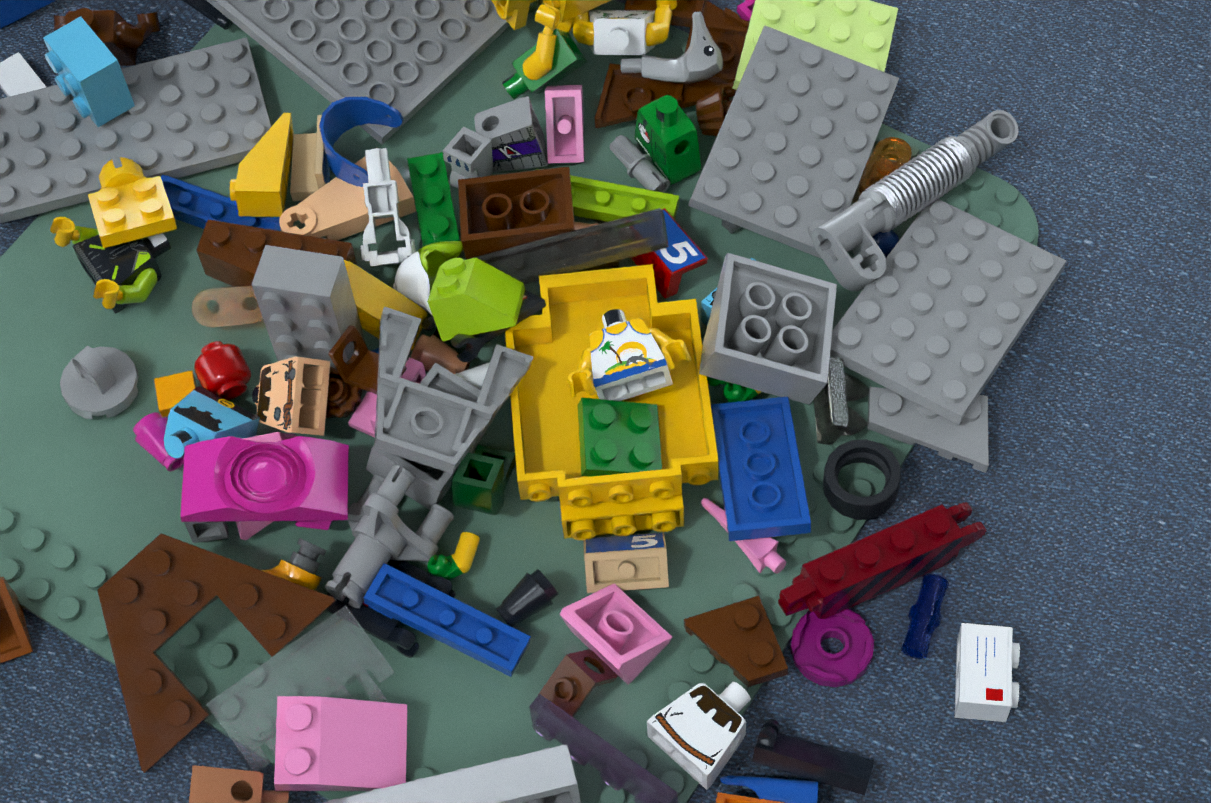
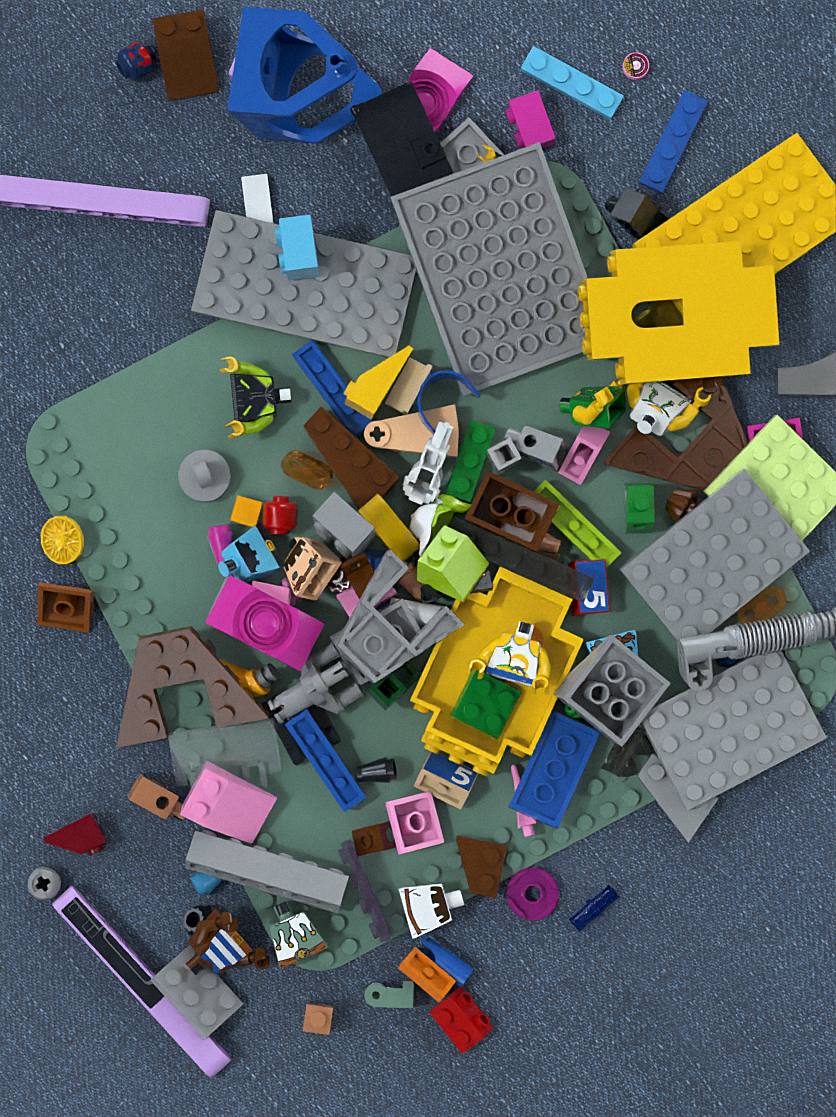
camera: 30 degrees right, 25 degrees up
(114, 31) = (323, 201): reddish brown torso -> none
(129, 204) = (279, 364): yellow plate -> none
(456, 563) = (351, 723): arm -> none
(639, 165) = (611, 511): light grey axle -> none
(697, 64) = (689, 466): light grey animal -> none
(811, 760) = (478, 955): black hinge -> none
(861, 452) = (607, 829): black tyre -> none
(880, 562) = (586, 866): dark red hinge -> none
(985, 672) = (603, 961): white brick -> none

